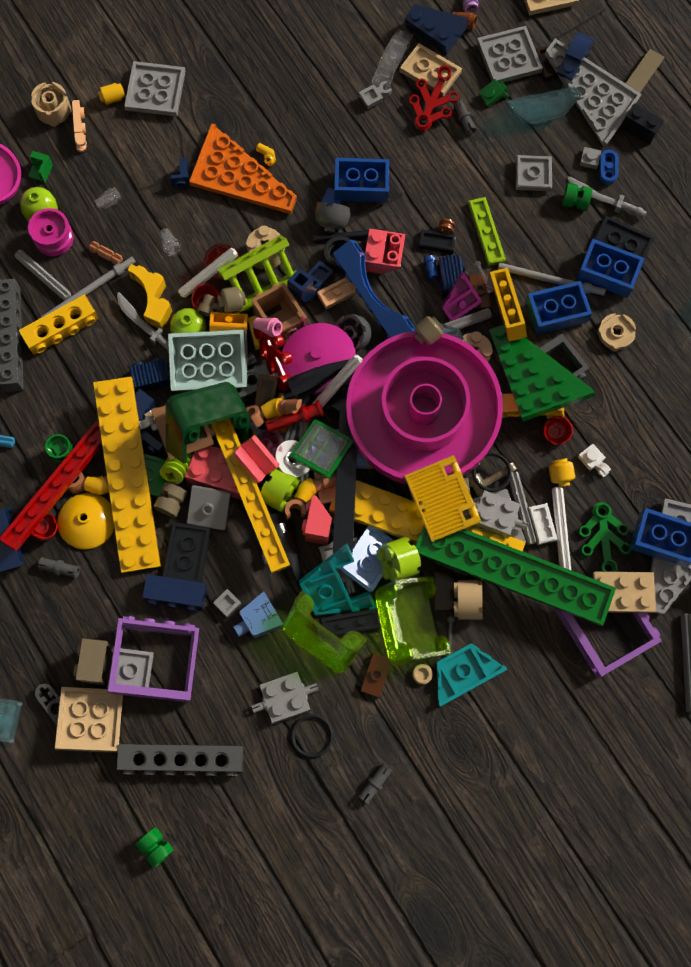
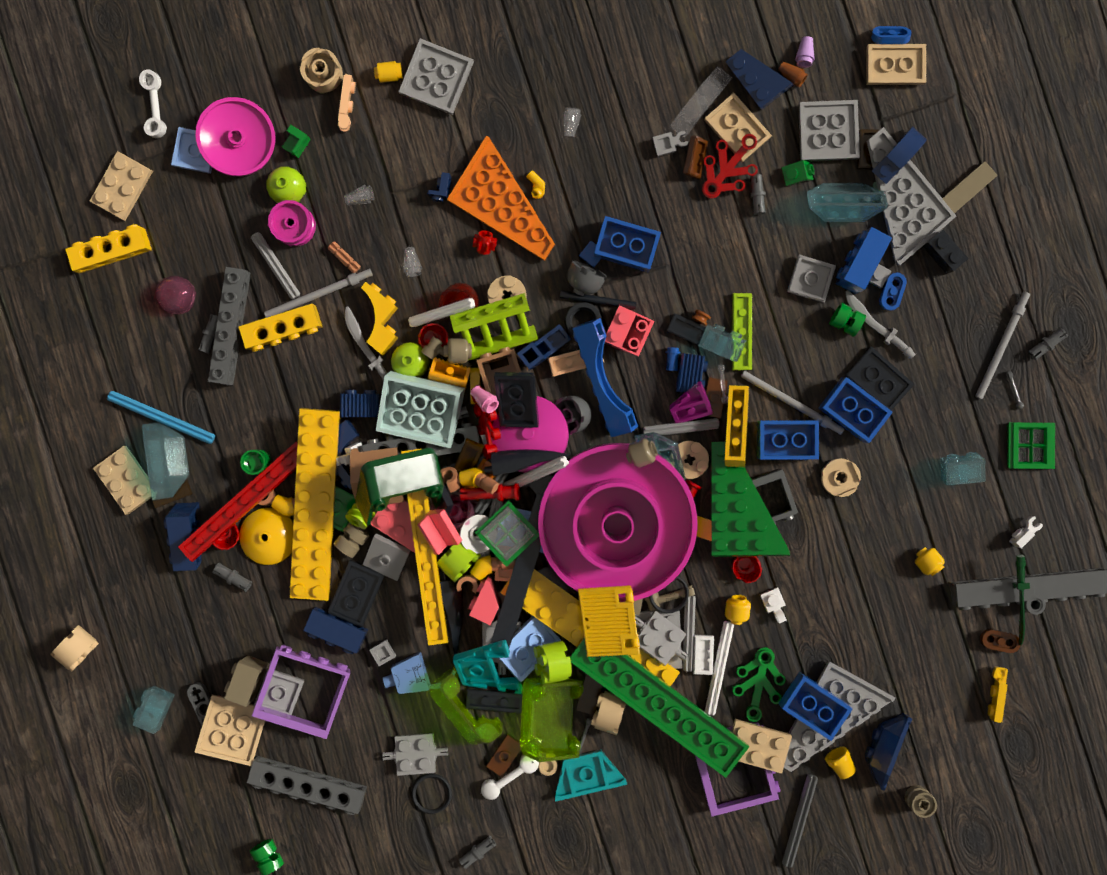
camera: 15 degrees right, 15 degrees up
(232, 209) = (484, 242): none -> red gear
(283, 94) = (571, 121): none -> clear cone
(298, 320) = (516, 399): none -> black tile
(372, 712) = (491, 788): none -> white piece
(401, 100) = (695, 157): none -> reddish brown plate
(472, 239) = (722, 343): none -> clear light blue brick
(573, 144) = (862, 260): none -> blue brick

